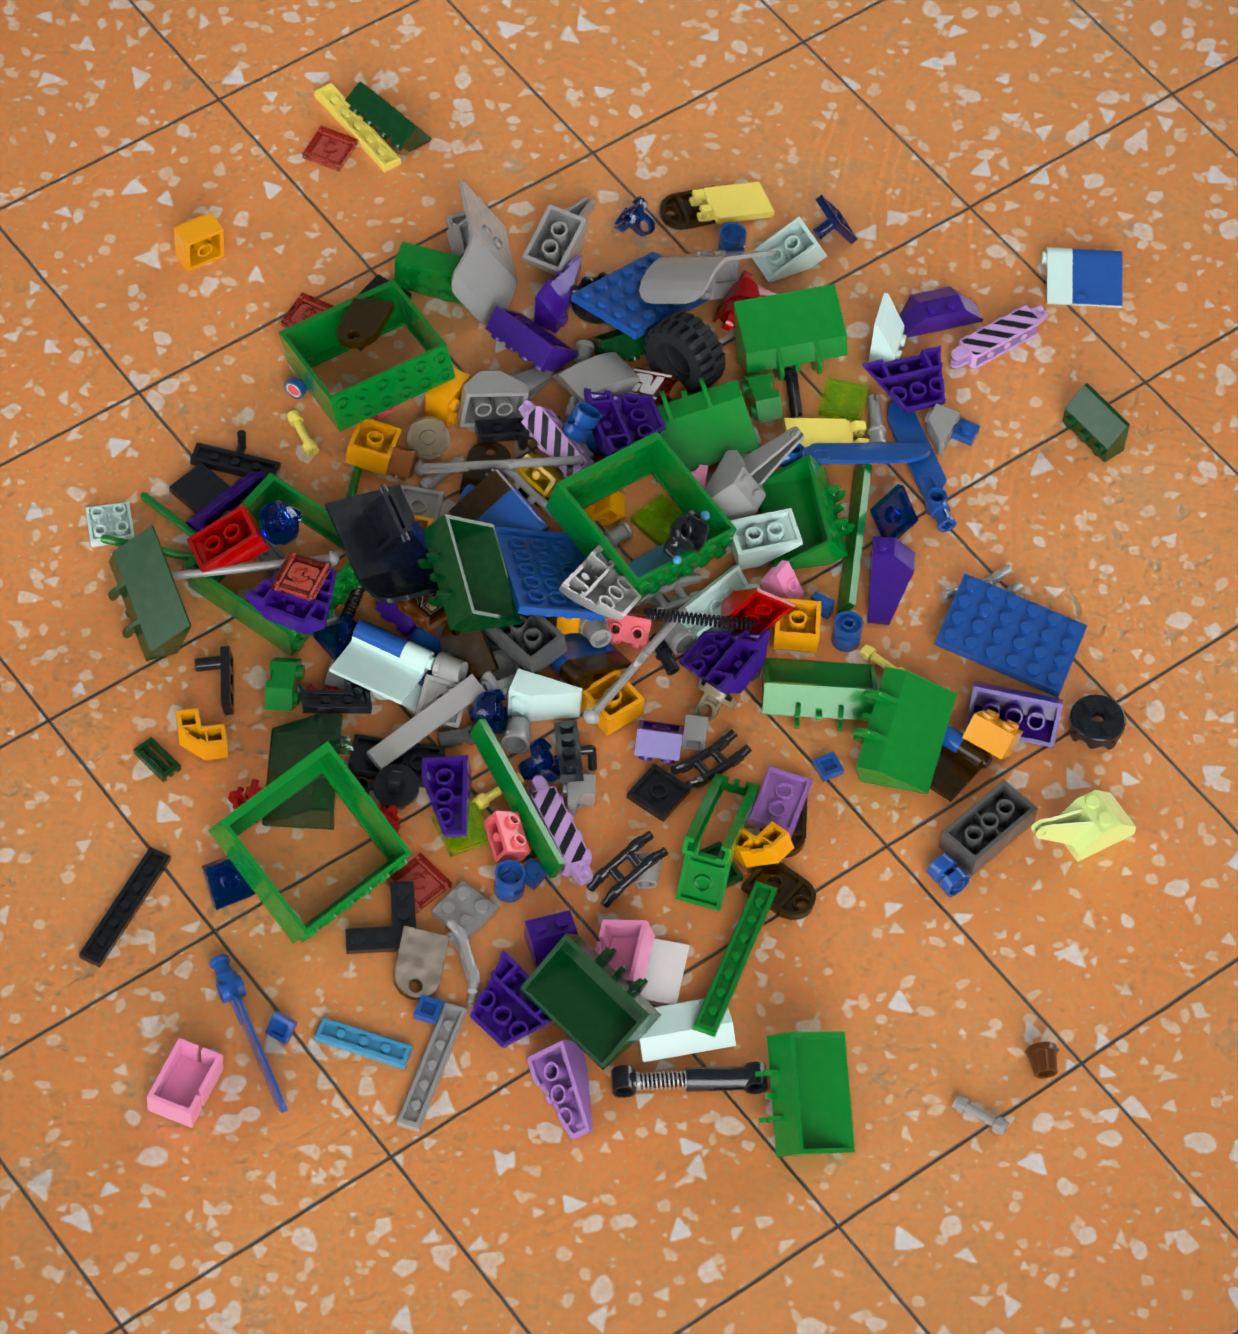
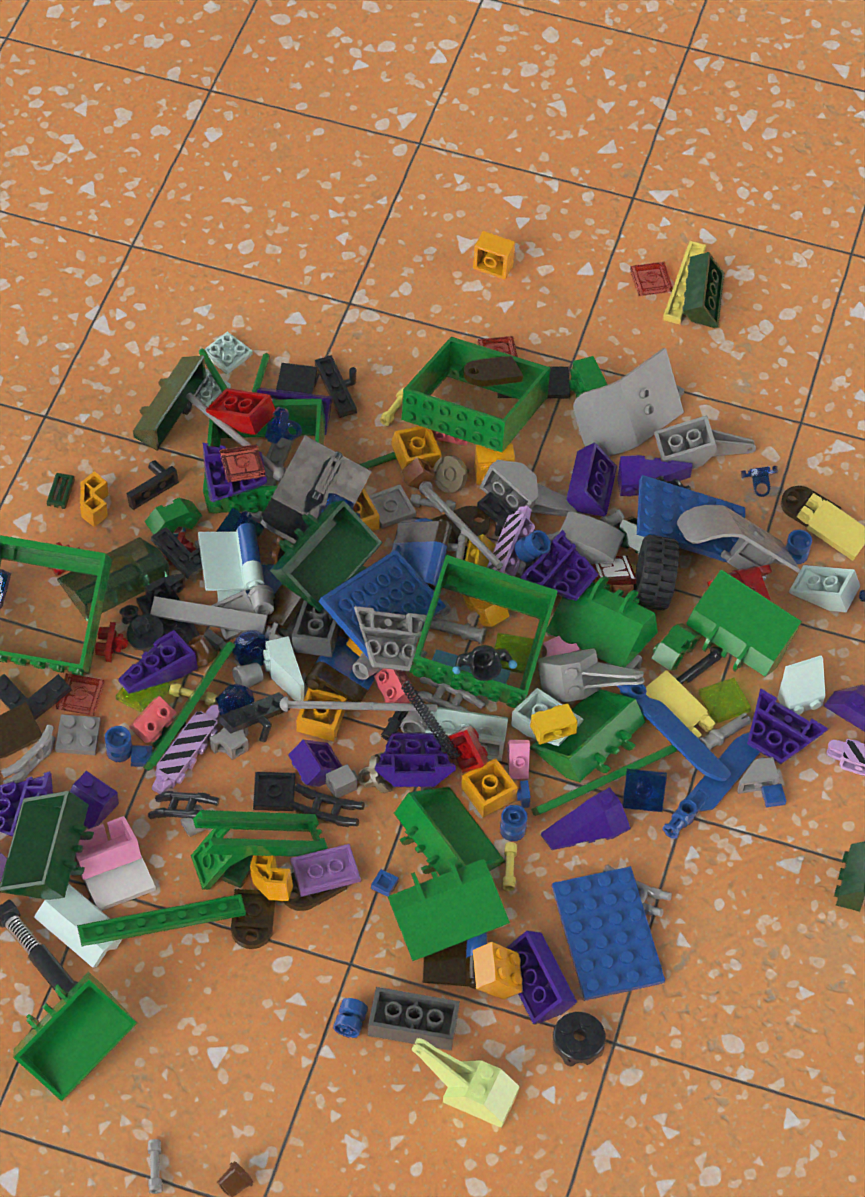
camera: 55 degrees right, 0 degrees up
(362, 736) = (169, 584): none -> black slope
(460, 747) = (203, 650): none -> reddish brown piece
(783, 530) = (553, 723): none -> yellow brick

